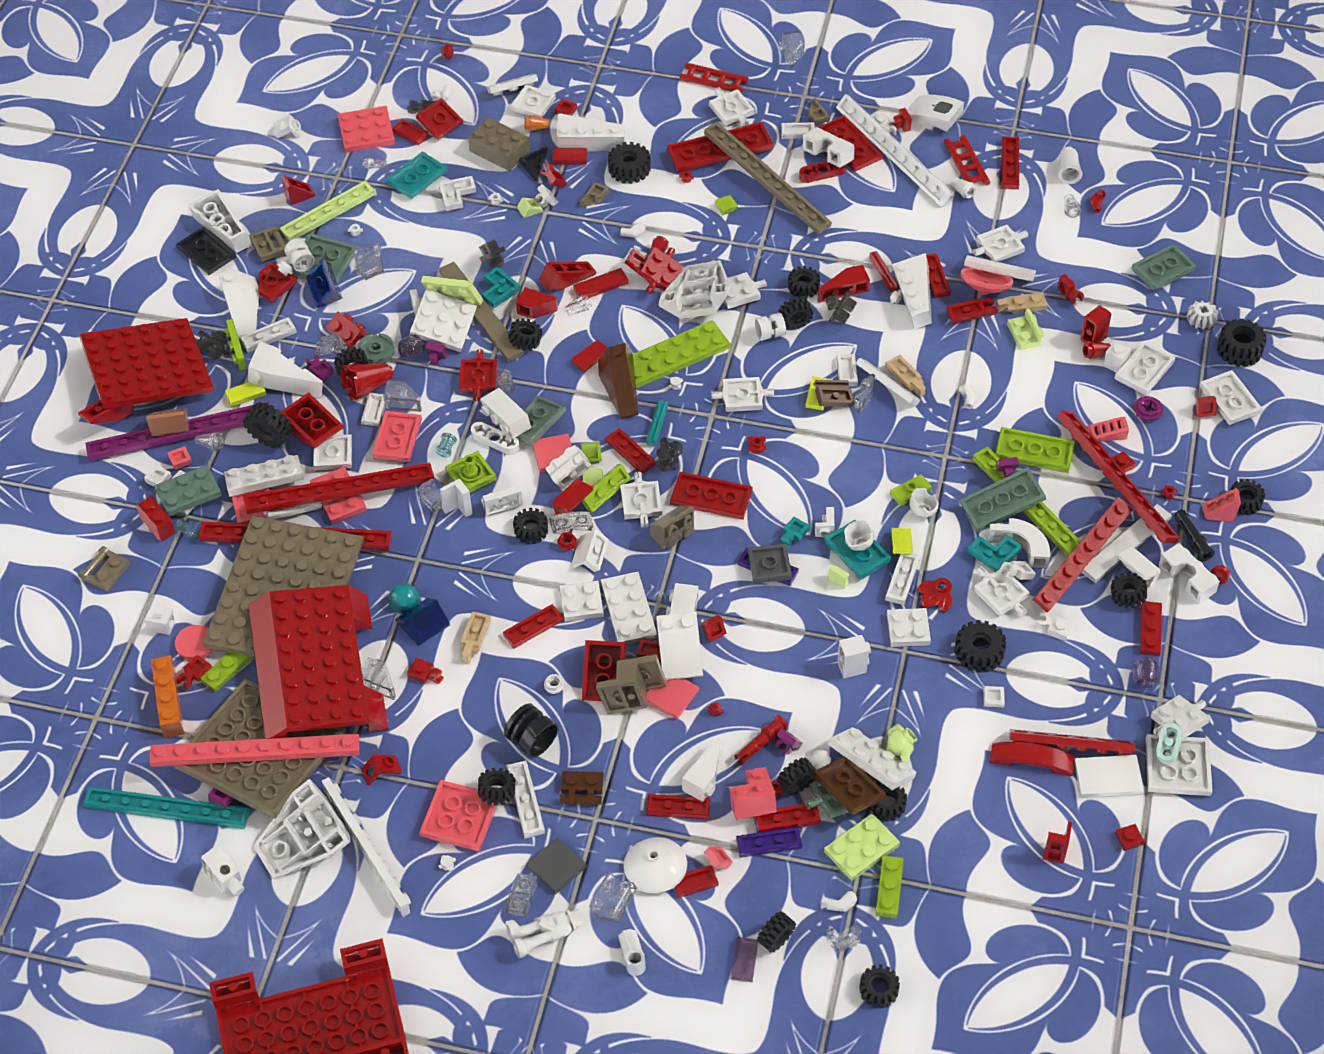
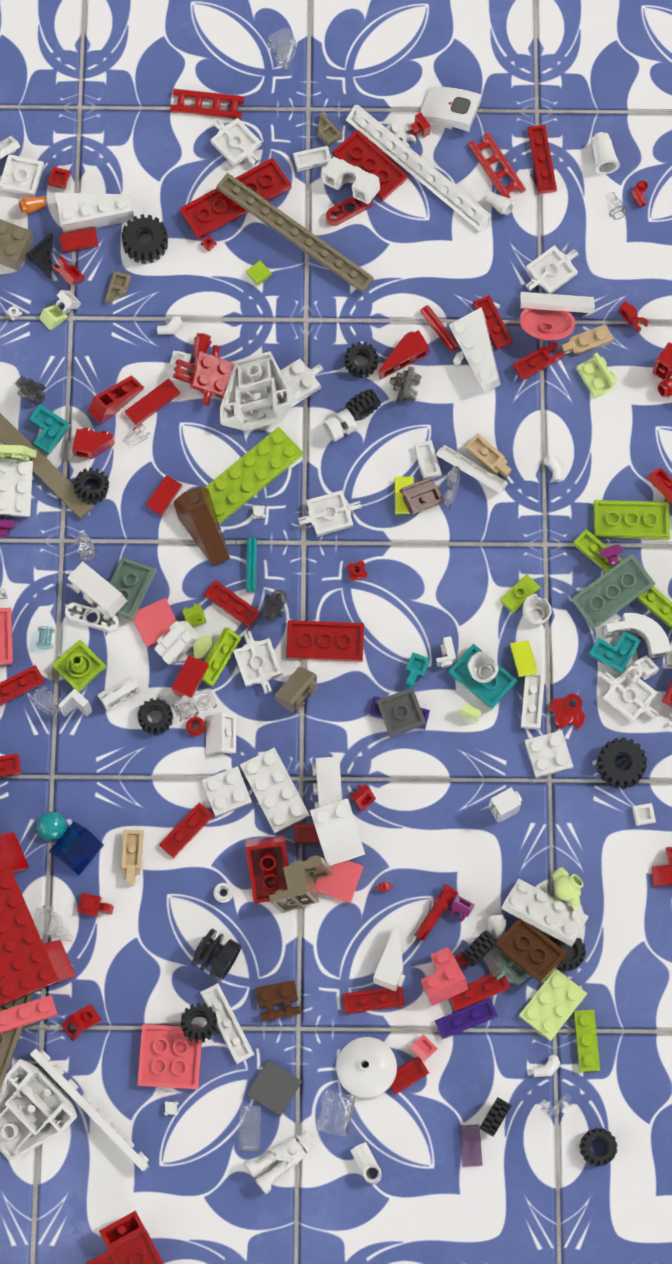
camera: 15 degrees left, 20 degrees up
(478, 375) = (55, 545): red plate -> none

